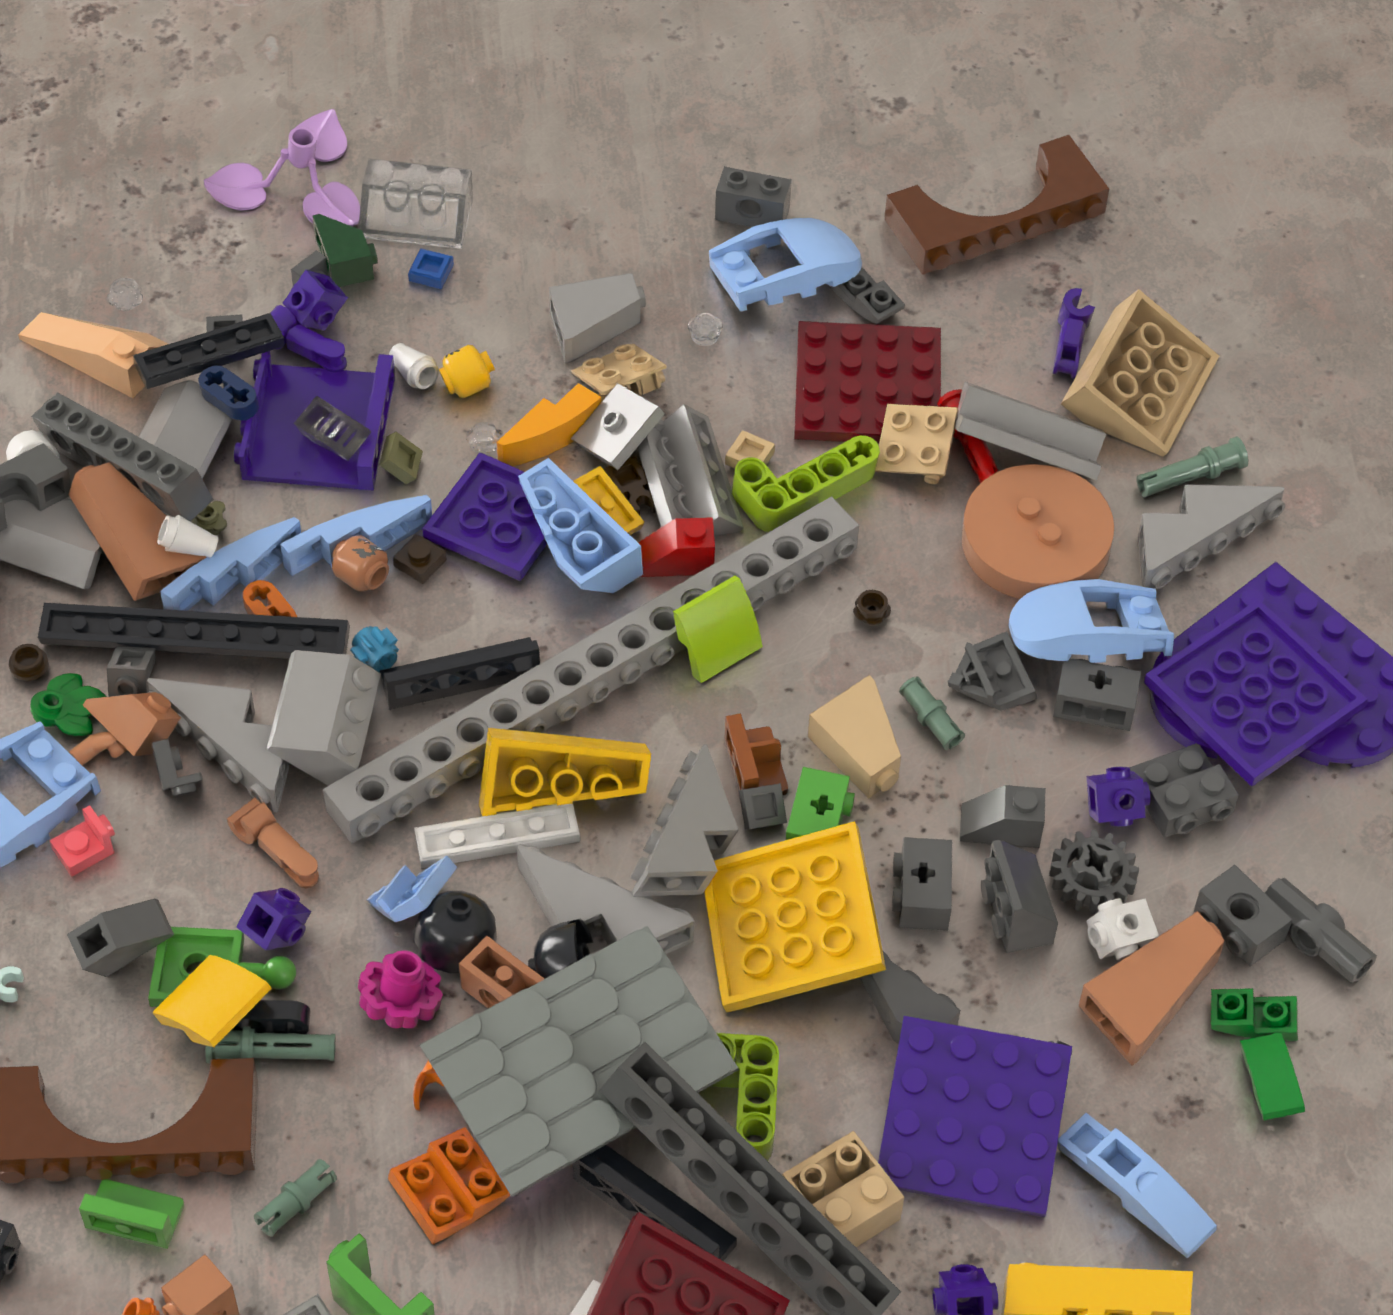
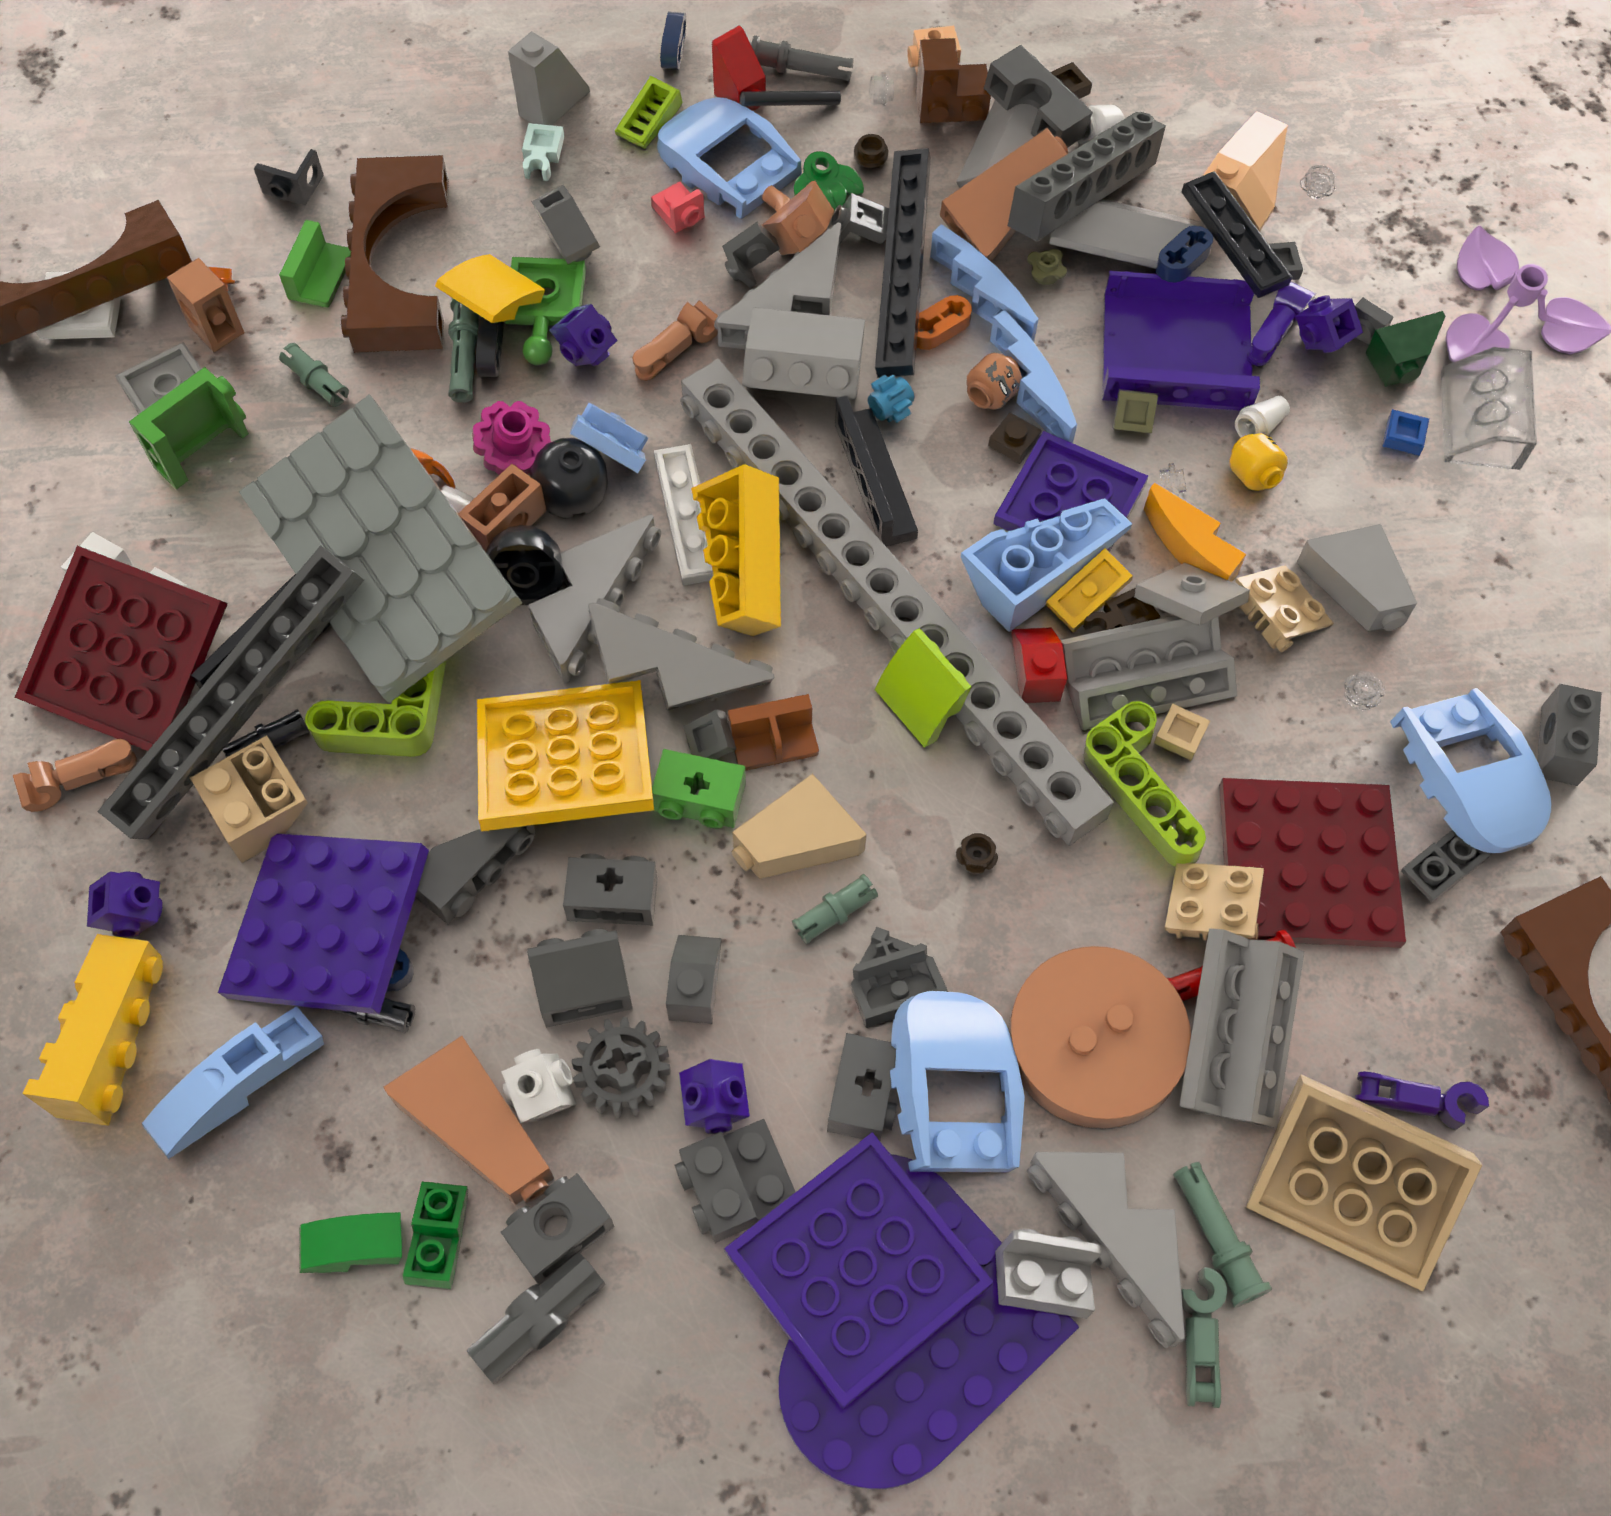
camera: 90 degrees right, 10 degrees up
(186, 537) = (991, 225): white cone -> none
(315, 415) = (1157, 343): clear smoke slope -> none
(1242, 573) = (1046, 1273): none -> light grey bracket
(1297, 489) = (1203, 1338): none -> sand green piece

